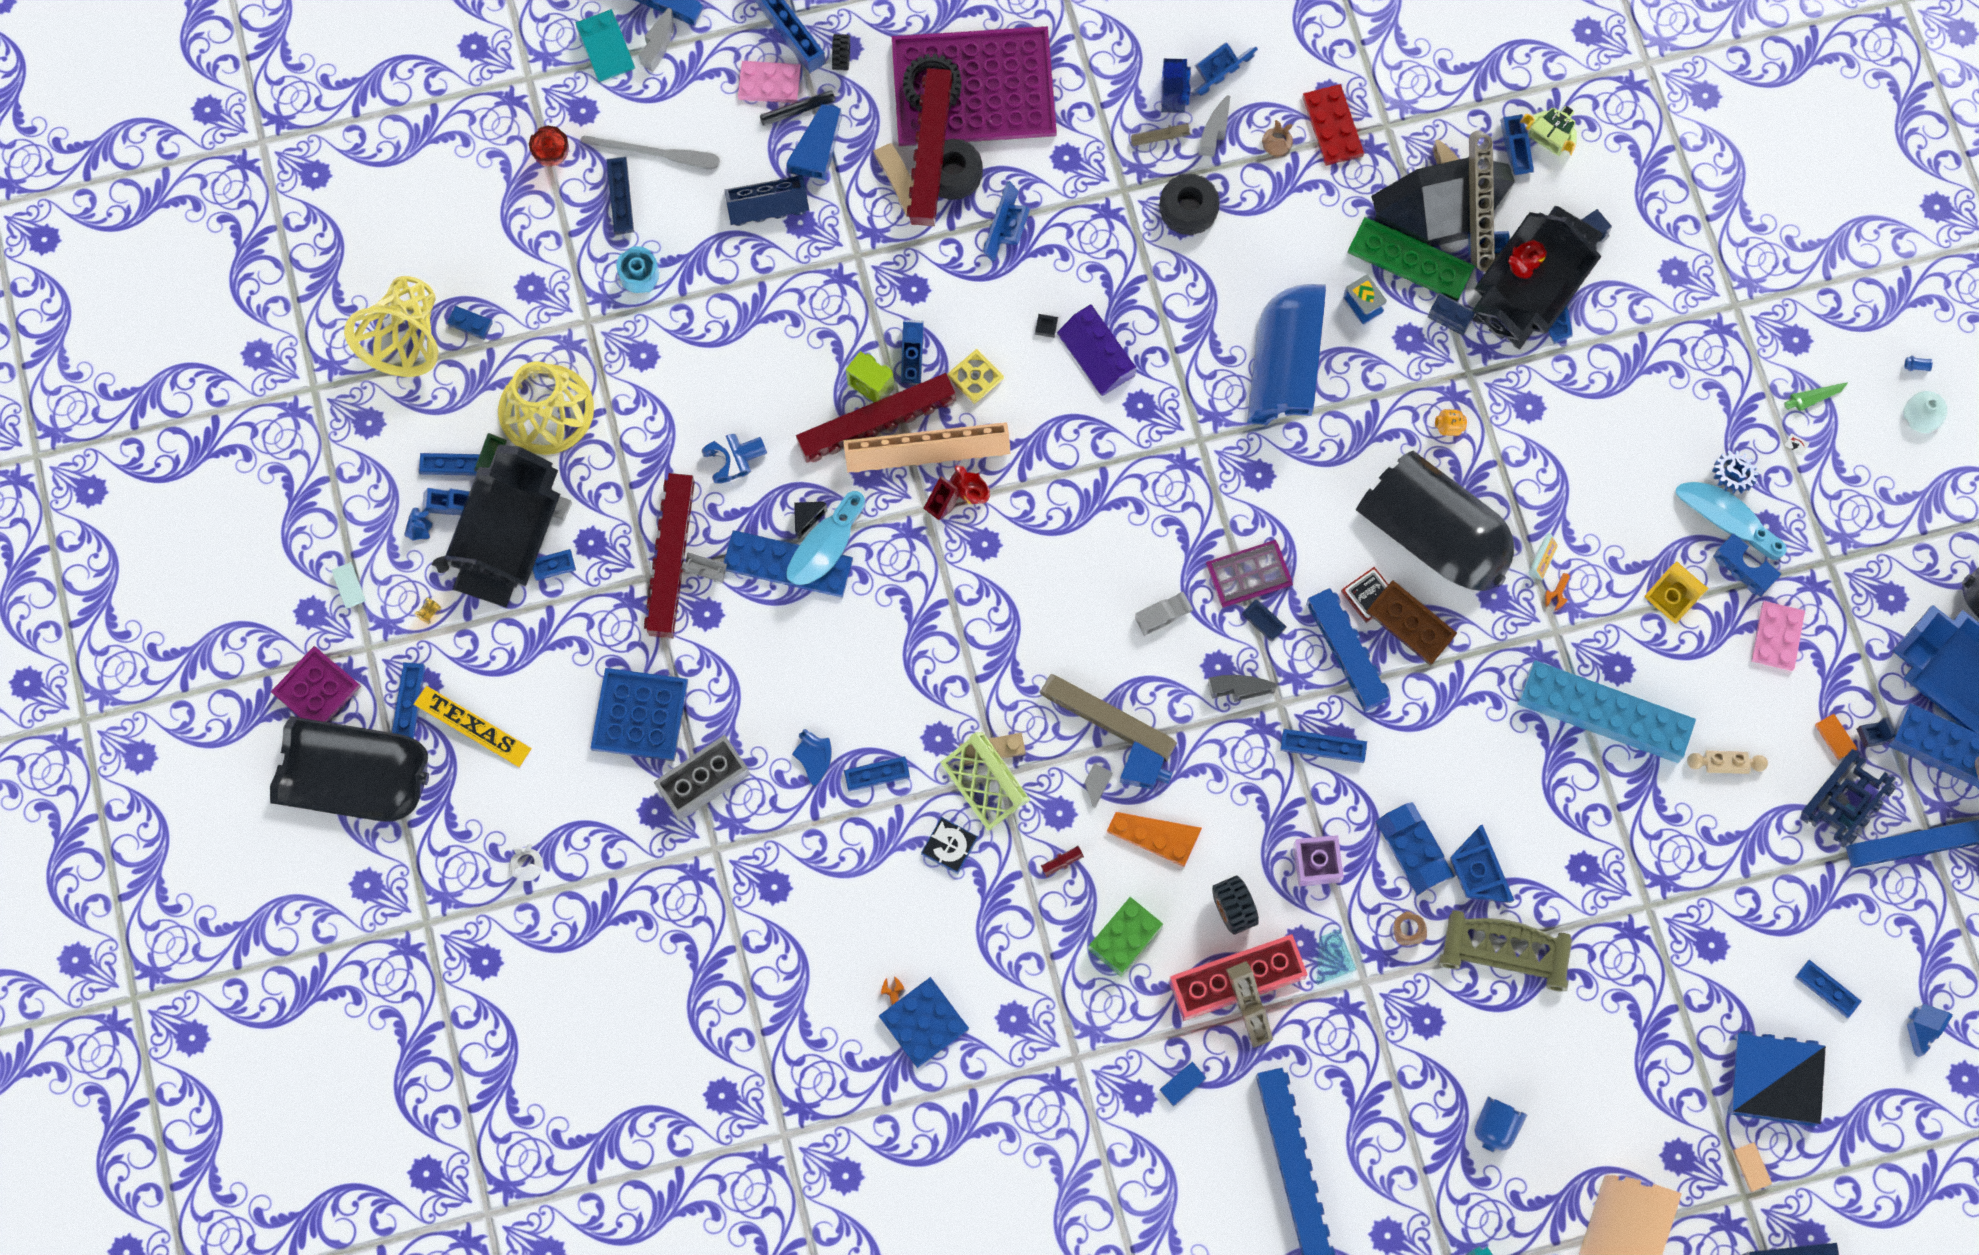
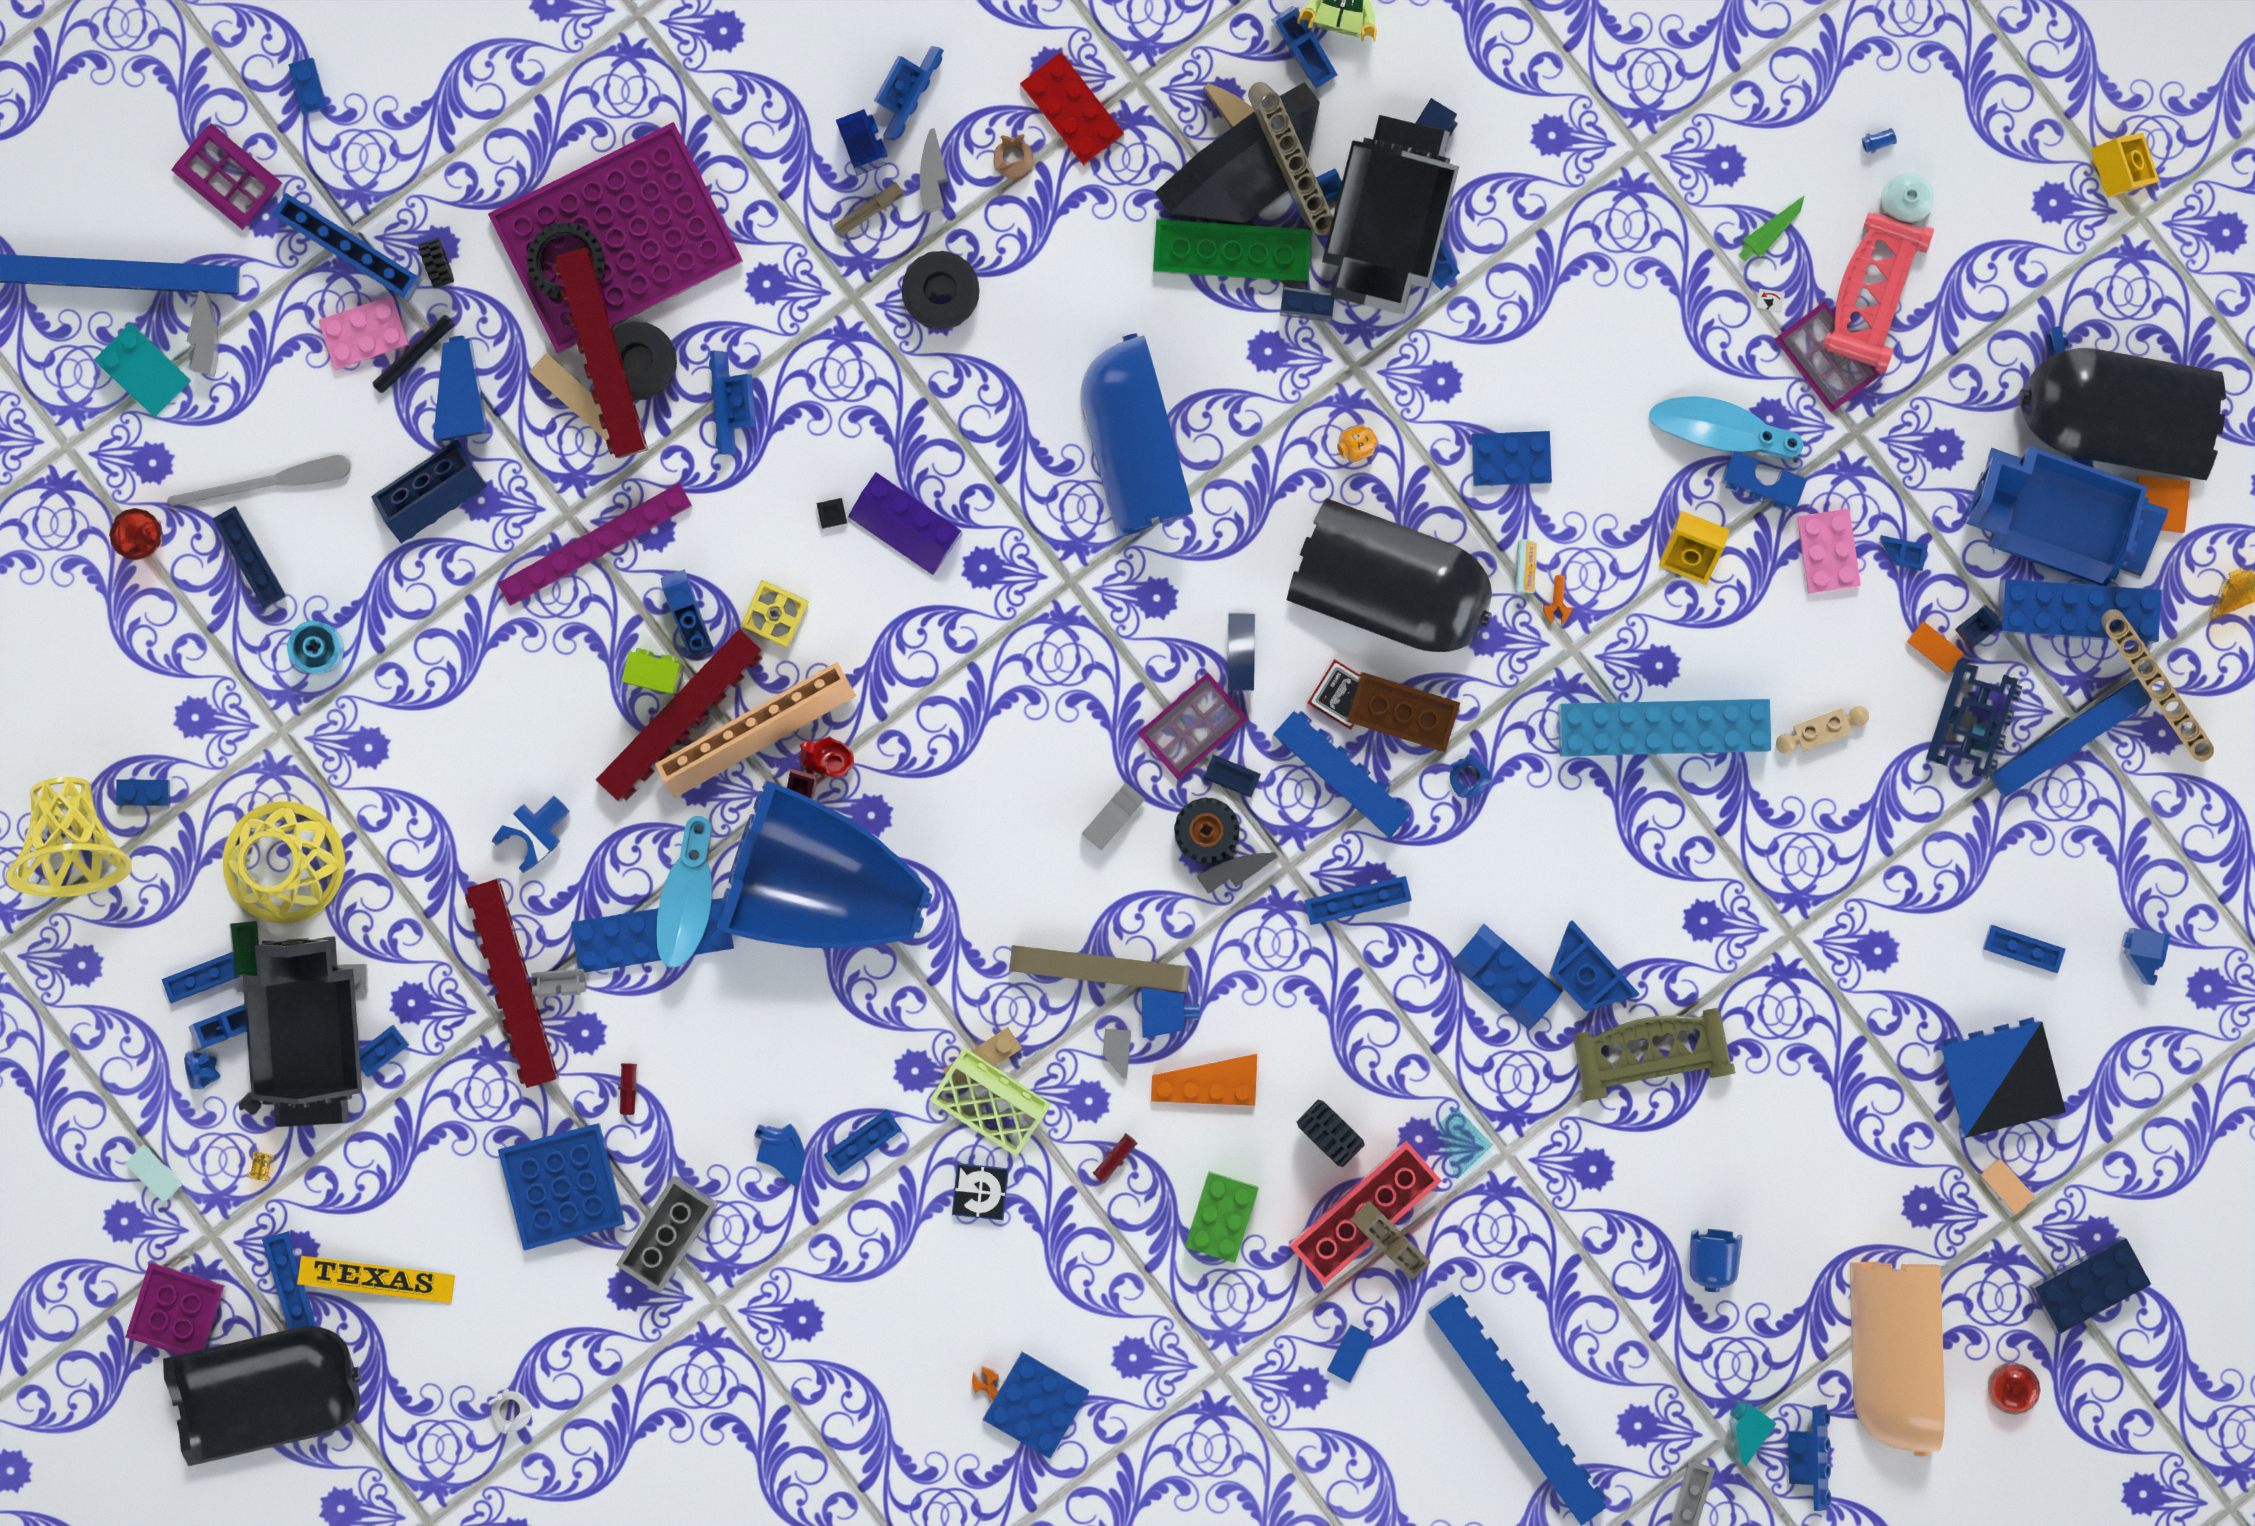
camera: 25 degrees left, 15 degrees up
(720, 664) = (627, 1089): none -> dark red axle
(807, 515) = (649, 870): black slope -> none
(867, 281) = (594, 544): none -> magenta plate
(929, 560) = (817, 879): none -> blue panel
(1230, 648) = (1206, 830): none -> black wheel
(1306, 535) = (1241, 651): none -> dark blue slope
(1318, 860) = (1403, 1041): lavender brick -> none
(1364, 299) = (1197, 327): piece -> none
(1418, 937) = (1548, 1082): medium nougat piece -> none
(1439, 699) = (1476, 789): none -> blue piece
(1527, 258) = (1371, 201): red hair -> none
(1561, 479) = (1511, 458): none -> blue plate
(1735, 472) = (1716, 378): gear -> none
(1826, 499) = (1827, 373): none -> clear piece
(1836, 660) = (1905, 553): none -> blue tile
(1863, 498) = (1903, 241): none -> coral piece

